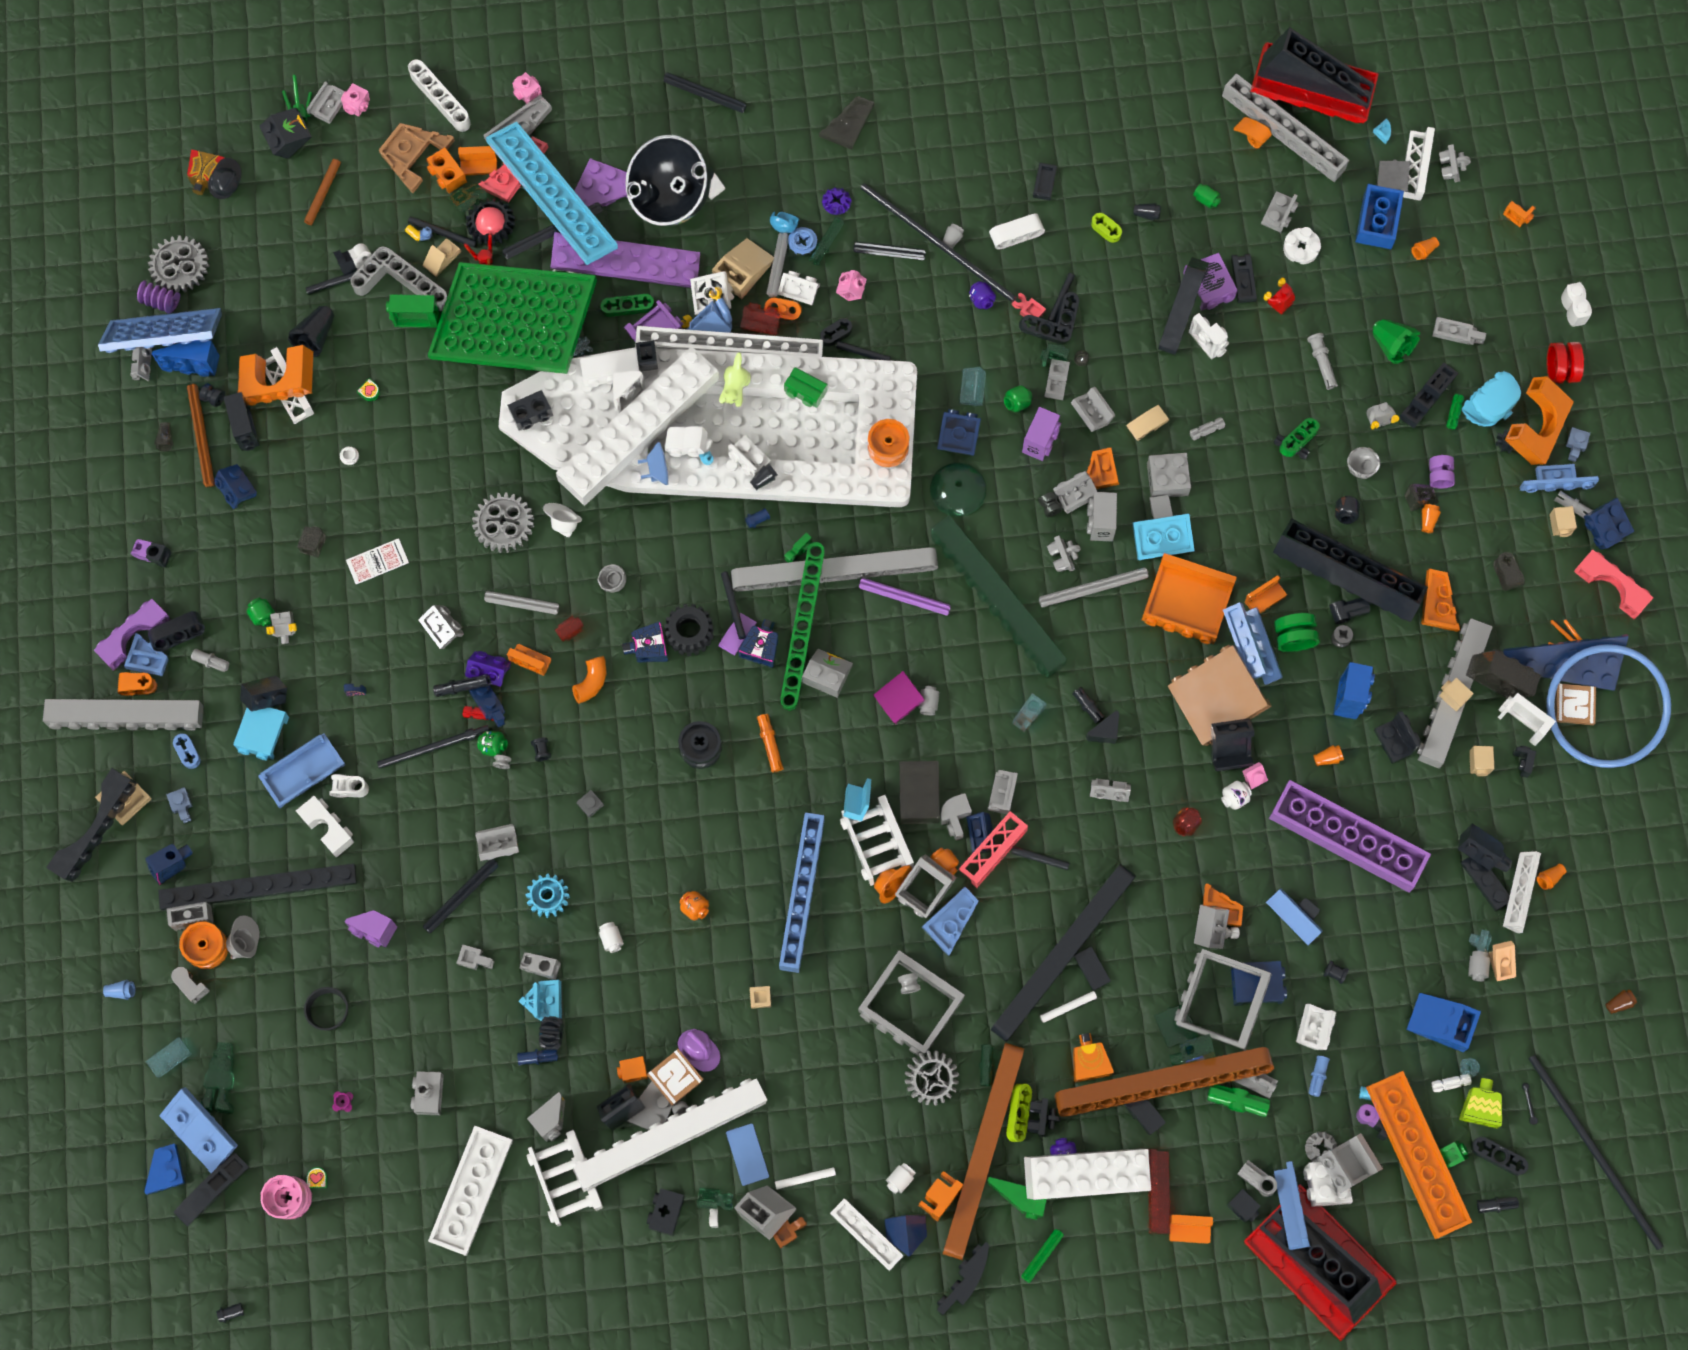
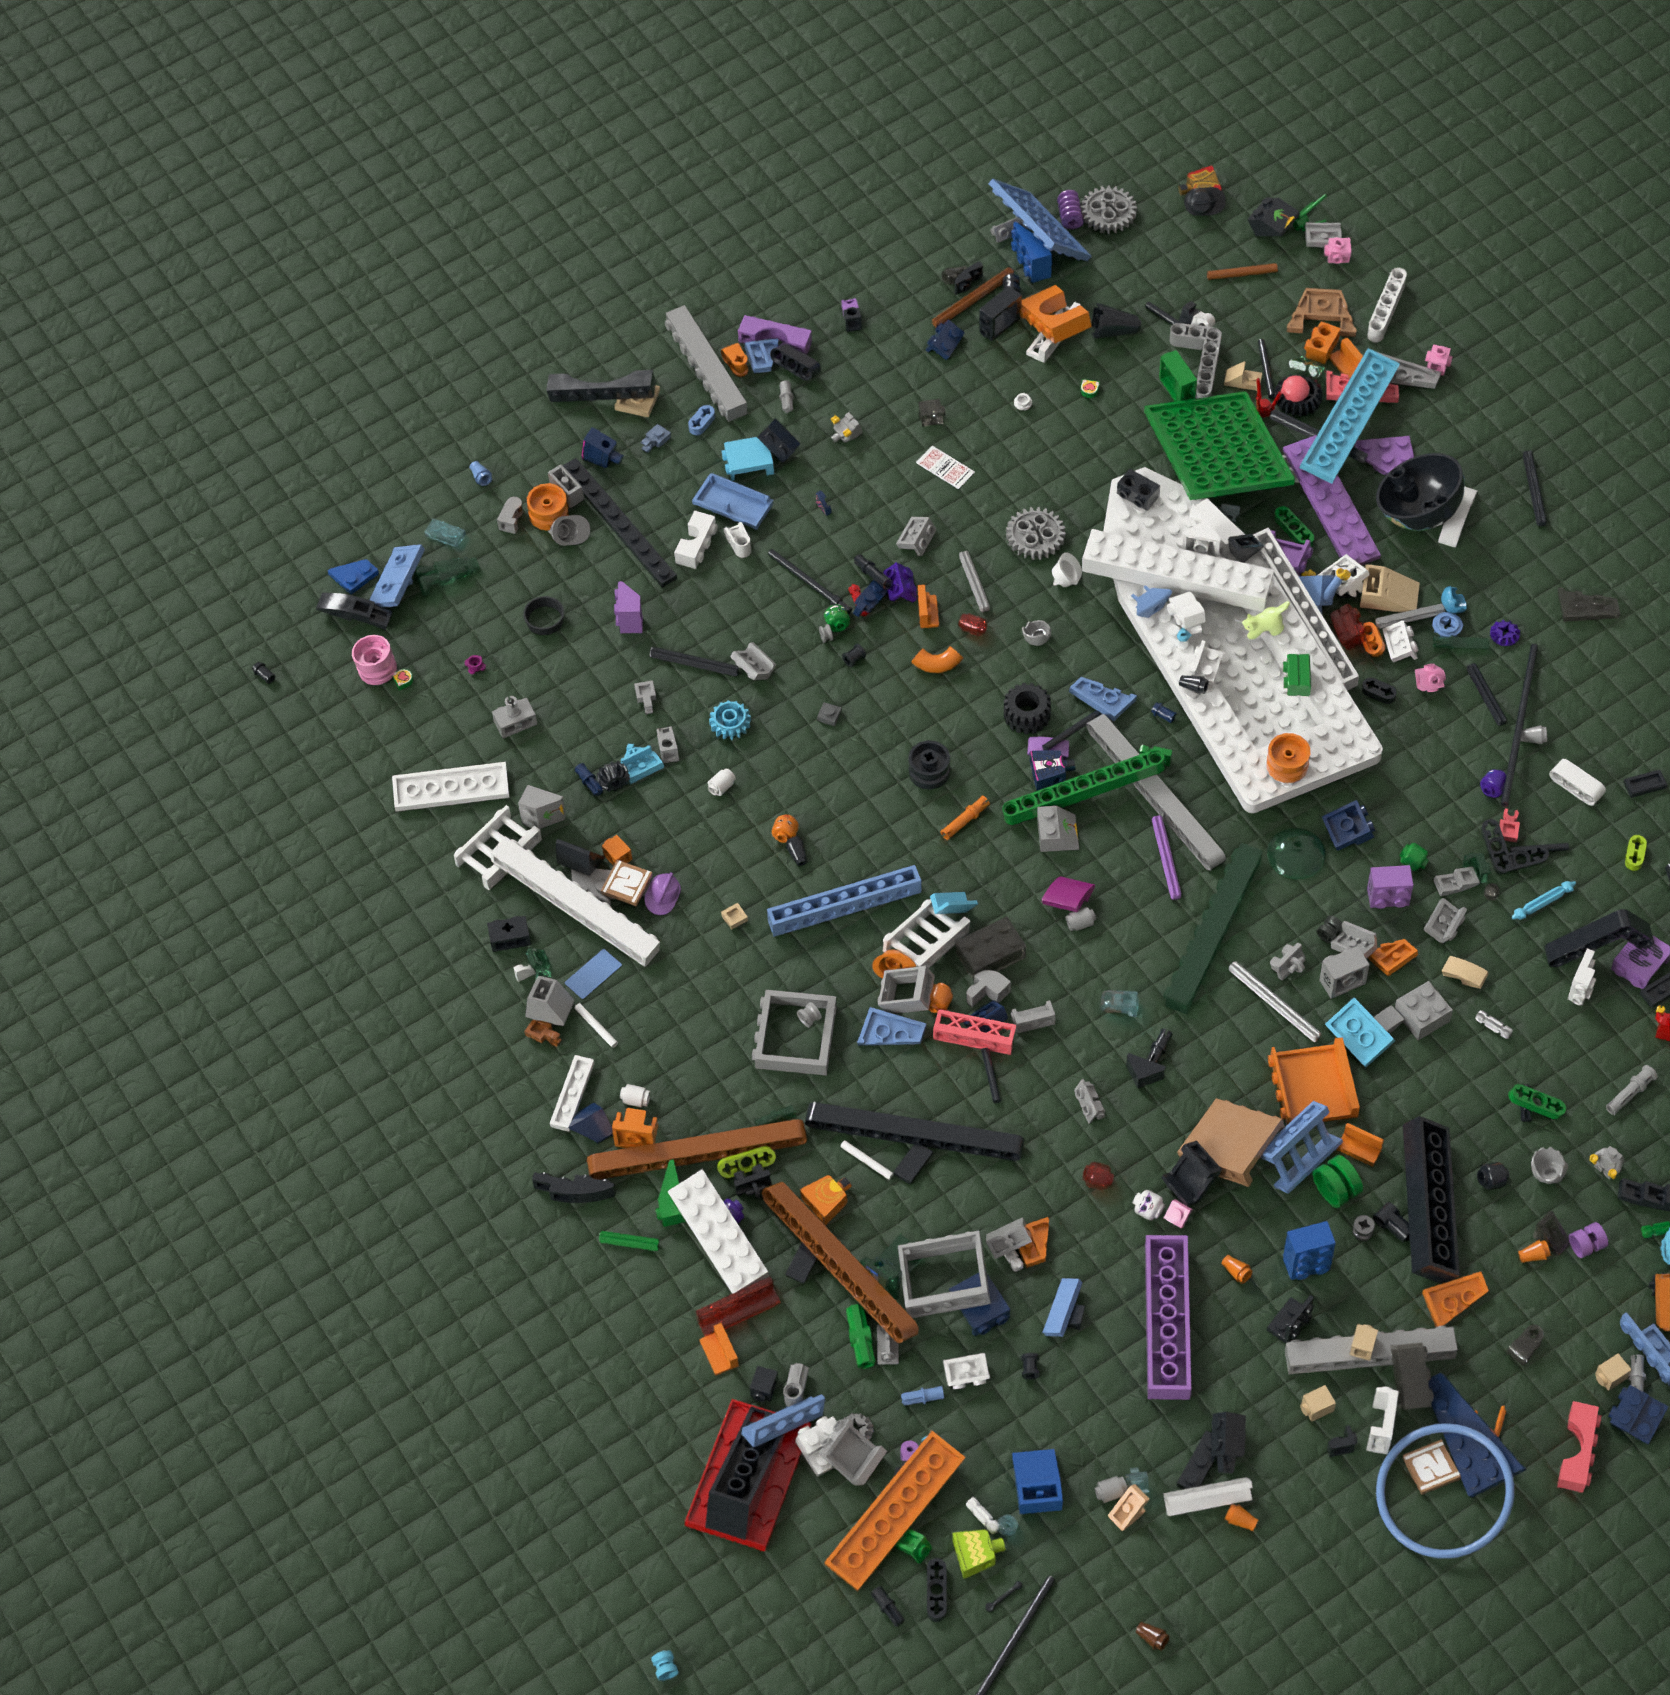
camera: 65 degrees right, 15 degrees down
(177, 427) = (971, 274): none -> black slope
(259, 612) = (848, 404): green head -> none
(421, 235) = (1253, 356): arm -> none
(647, 644) = (994, 685): torso -> none
(714, 560) = (1106, 701): none -> medium blue wing
(722, 906) = (797, 850): none -> black cone
(861, 351) = (1375, 719): black bar -> none
(927, 1086) = (734, 1060): light grey gear -> none
(972, 386) = (1403, 819): clear light blue slope -> none
(1112, 321) = (1544, 900): none -> medium azure wheel

